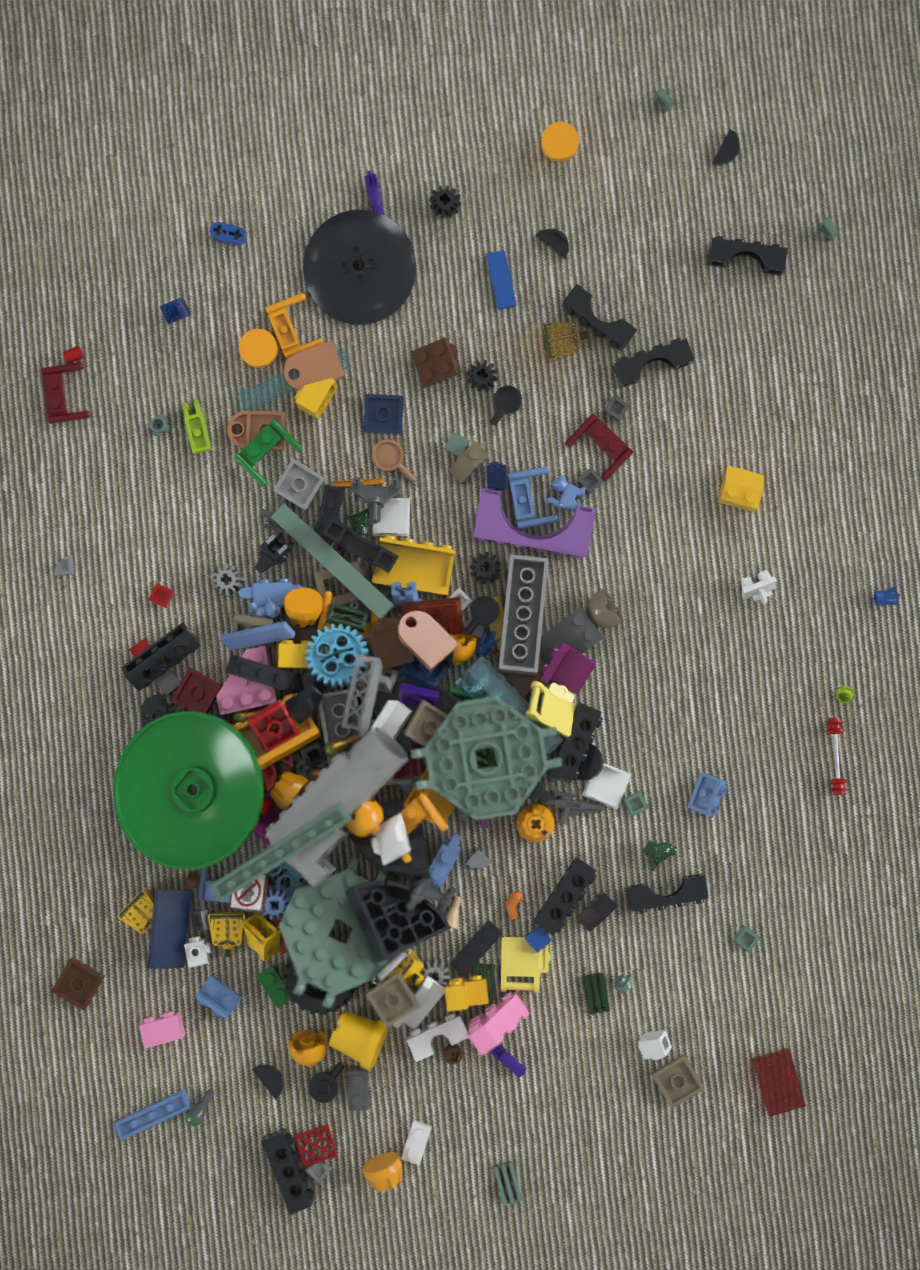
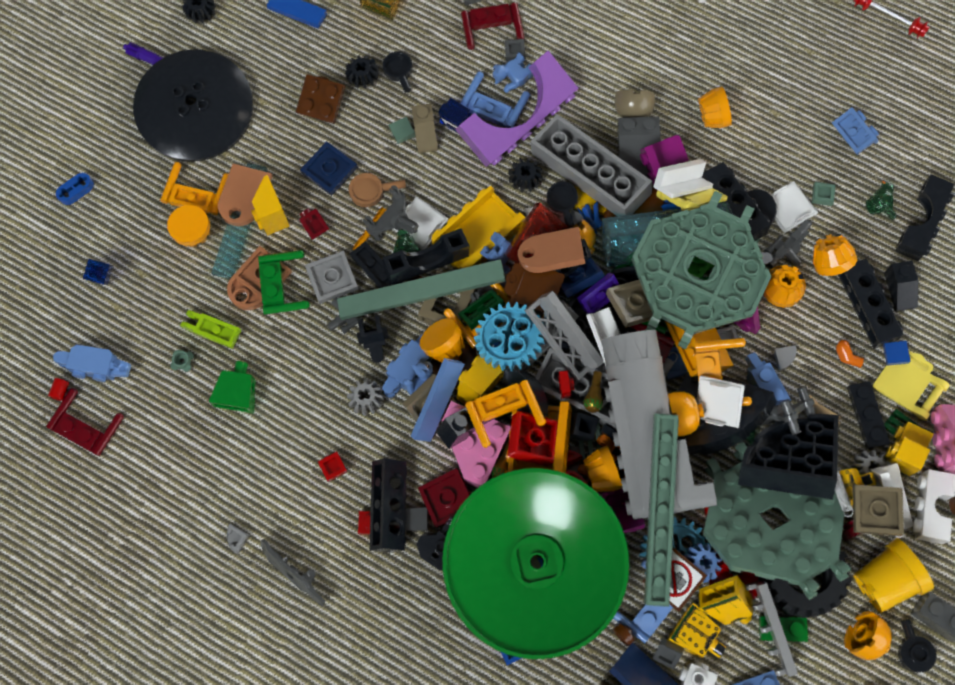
camera: 50 degrees left, 15 degrees down
(70, 610) = (302, 582): none -> dark grey piece
(109, 362) = (92, 362): none -> medium blue hinge
(164, 482) = (235, 390): none -> green torso
(267, 978) = (774, 627): none -> light grey hinge
(279, 687) = (500, 403): none -> light orange plate
(330, 436) = (312, 223): none -> dark red bracket
(332, 720) = (566, 384): none -> red plate
(557, 694) = (682, 179): none -> white panel
(581, 846) = (833, 255): none -> light orange piece
(644, 675) = (715, 108): none -> light orange piece

